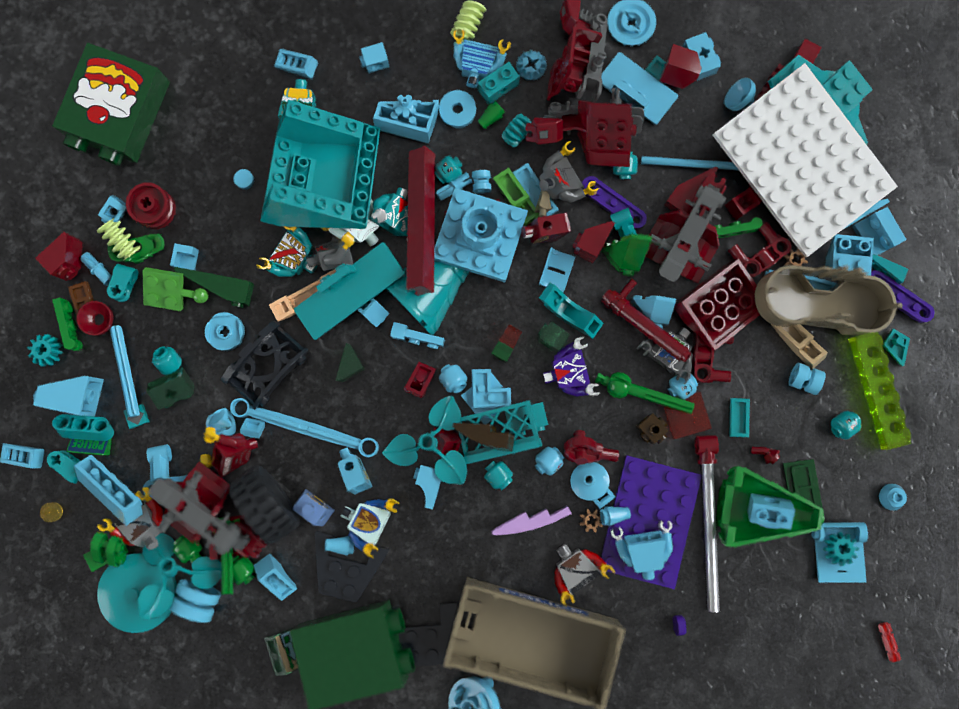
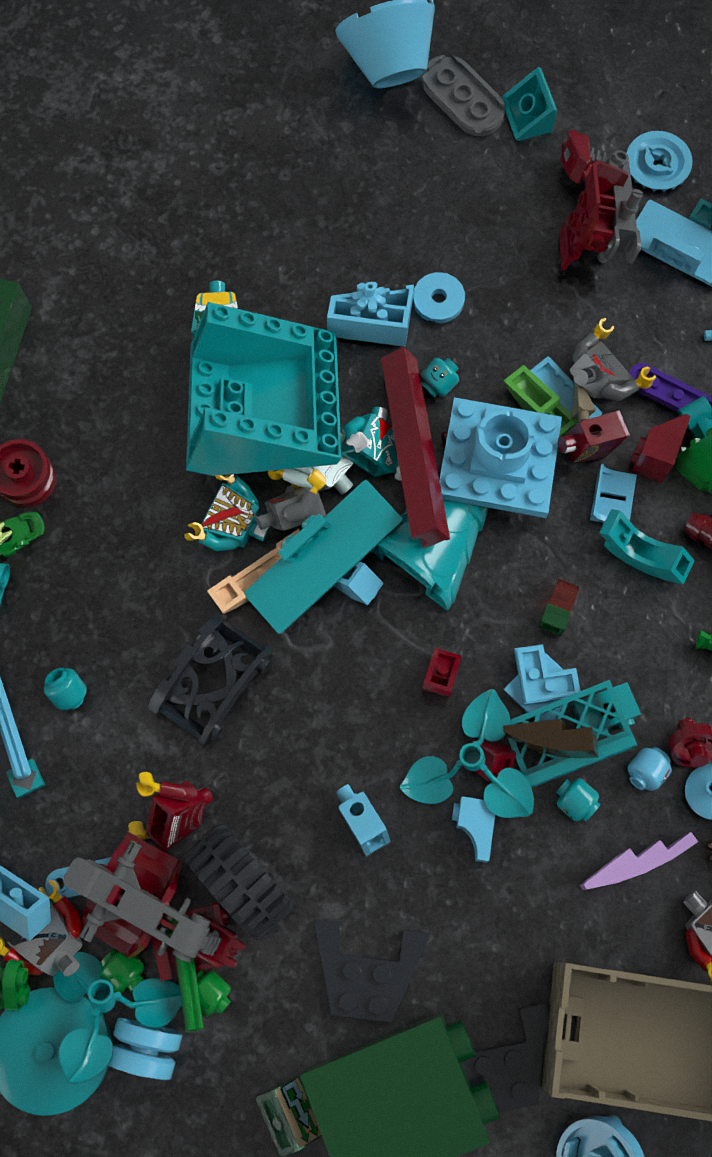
camera: 10 degrees left, 10 degrees down
(159, 462) = (66, 838): medium azure piece -> none
(166, 290) = (54, 588): bright green plate -> none
(170, 389) = (83, 717): clear green brick -> none
(184, 256) = (76, 540): medium azure panel -> none
(217, 324) = (157, 649): medium azure plate -> none
(220, 421) = (157, 764): medium azure hair -> none
(232, 289) = (143, 575): dark green slope -> none
(243, 179) = (150, 424): medium azure tile -> none
(252, 428) = (202, 773): medium azure plate -> none
(274, 577) = (262, 998): medium azure arch -> none
(304, 427) = (279, 764): medium azure piece -> none
(307, 66) = (222, 265): medium azure slope -> none
(313, 508) = (307, 883): medium blue torso -> none
(340, 545) = (356, 935): medium azure cone -> none
(349, 365) = (336, 663): clear green slope -> none
(368, 522) = (395, 893): torso -> none
(374, 57) = (315, 243): medium azure brick -> none
(401, 332) = (425, 613): medium azure plate -> none
(448, 189) = (445, 402): medium azure axle -> none
(453, 378) = (489, 665): medium azure head -> none
(468, 18) = (437, 183): yellowish green piece -> none
(477, 59) = (458, 229): medium azure torso -> none
(481, 181) = (487, 387): medium azure wheel -> none
(492, 114) = (487, 299): green cone -> none
(498, 83) = (491, 256): teal brick -> none
(515, 131) = (527, 313): teal gear -> none
(529, 72) = (530, 239): medium azure gear -> none
(553, 336) = (626, 587): clear green brick -> none
(570, 371) = (659, 634): dark purple torso -> none
(602, 128) = (647, 296): dark red piece -> none
(626, 172) = (684, 343): teal head -> none

